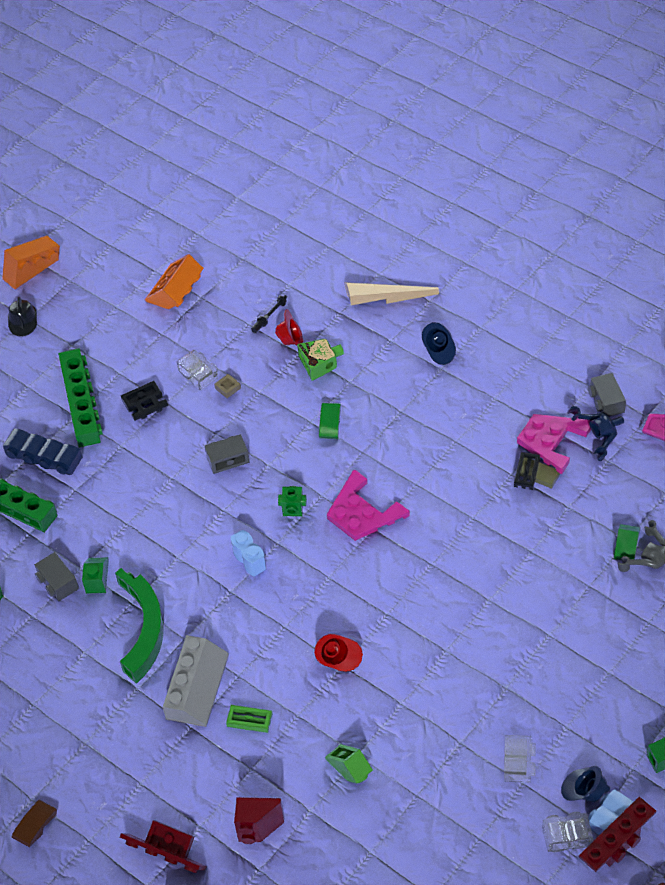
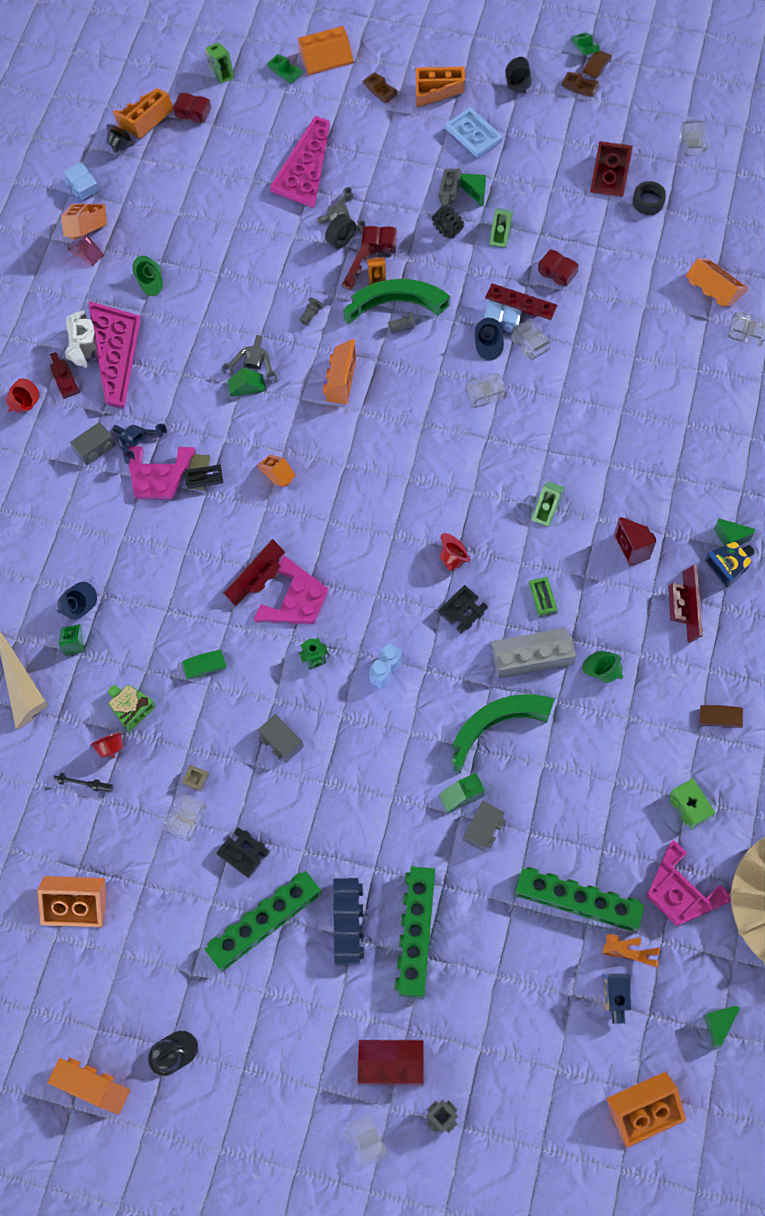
camera: 115 degrees left, 15 degrees up
(142, 733) = (603, 666): none -> green piece
(278, 637) = (458, 605): none -> black plate
(399, 483) = (256, 573): none -> dark red bracket
(405, 333) = (71, 639): none -> green slope
(506, 532) = (277, 470): none -> orange slope
(597, 624) = (340, 373): none -> orange slope
(645, 713) = (402, 323): none -> dark grey pin

